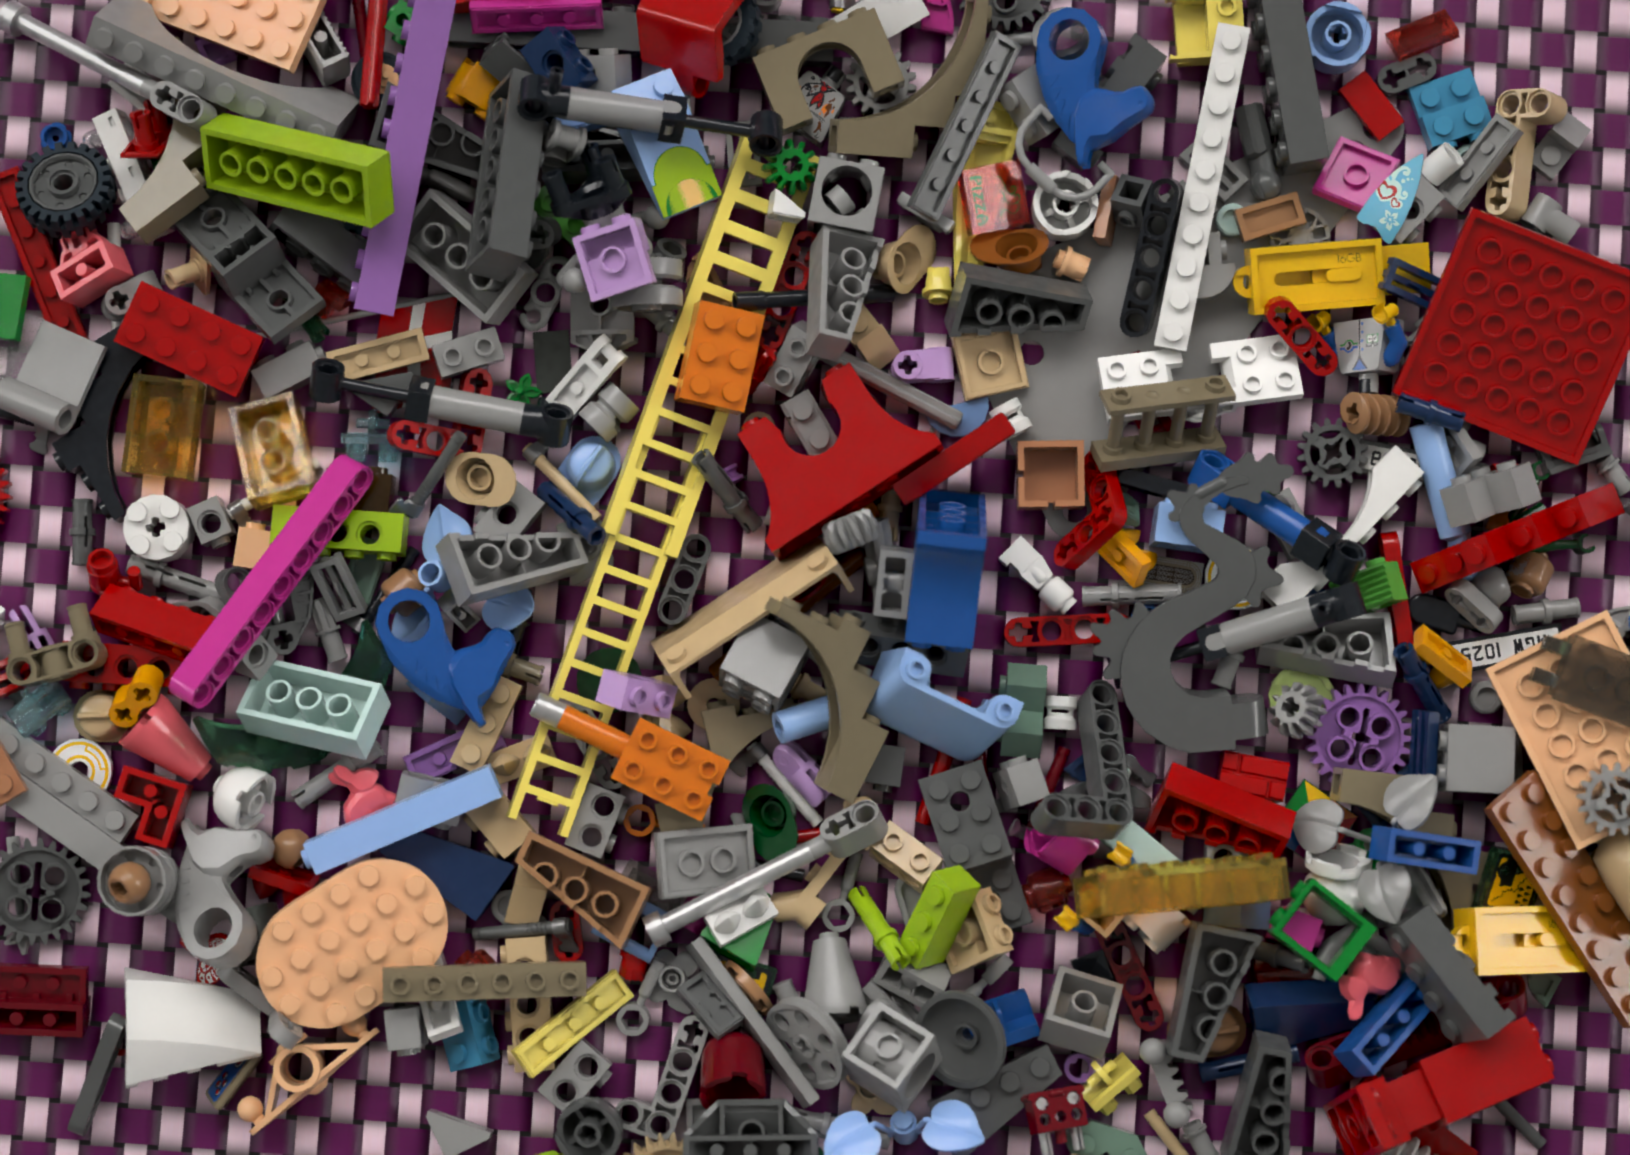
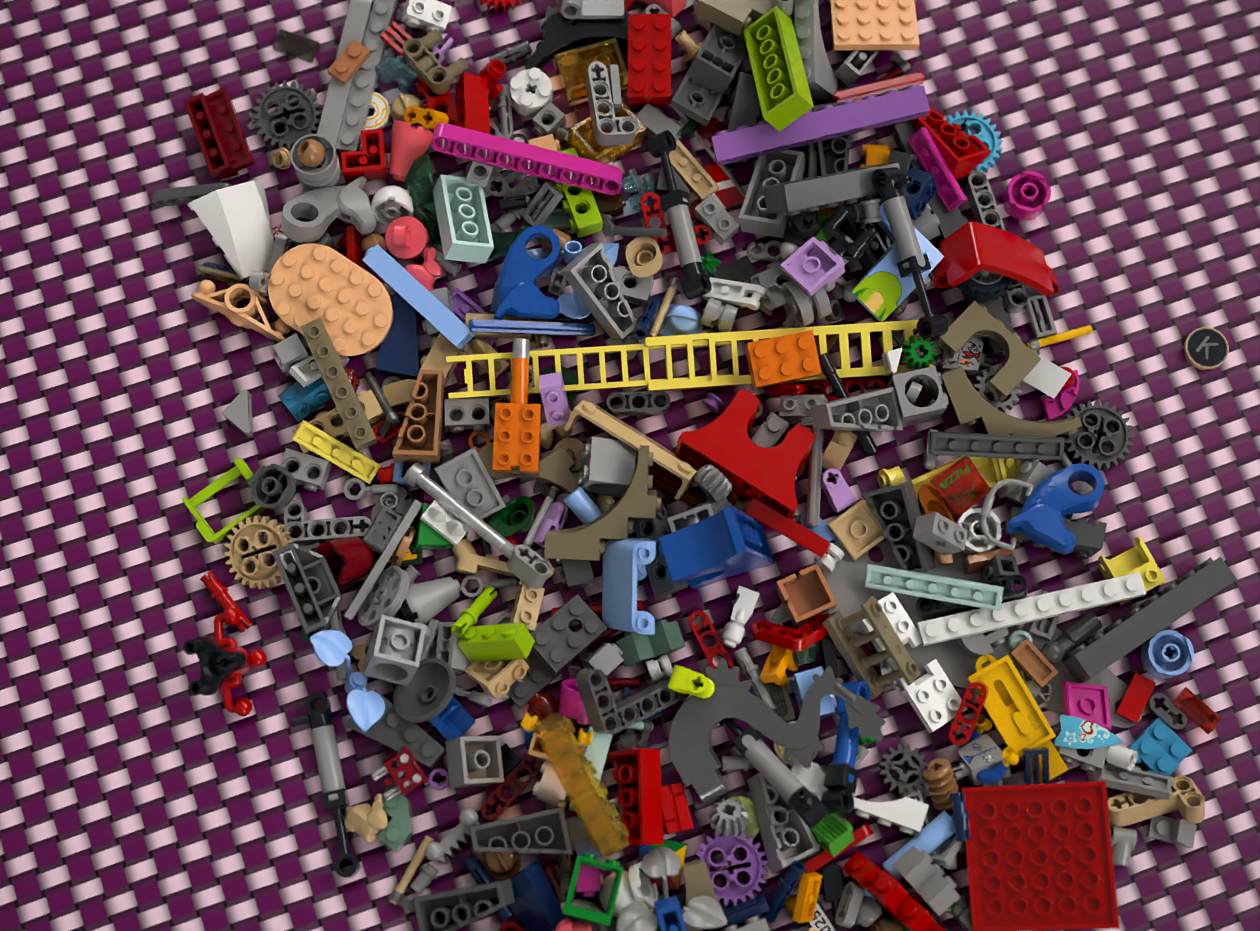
camera: 60 degrees right, 10 degrees down
(97, 925) = (281, 158): none -> tan plate
(216, 411) = (614, 80): none -> light grey tile
(235, 434) = (603, 103): none -> light grey beam
(301, 798) = (406, 238): none -> coral tile
(318, 626) = (513, 203): none -> black pin
(515, 680) = (531, 327): none -> axle
(735, 501) = (705, 399): dark grey pin -> none
(907, 259) = (897, 450): tan piece -> none
(1052, 260) = (940, 533): none -> light grey brick
(1103, 685) = (688, 682): none -> neon yellow piece
(1109, 1082) = (438, 800): light yellow hips -> none
(1117, 302) = (934, 587): none -> light aqua tile

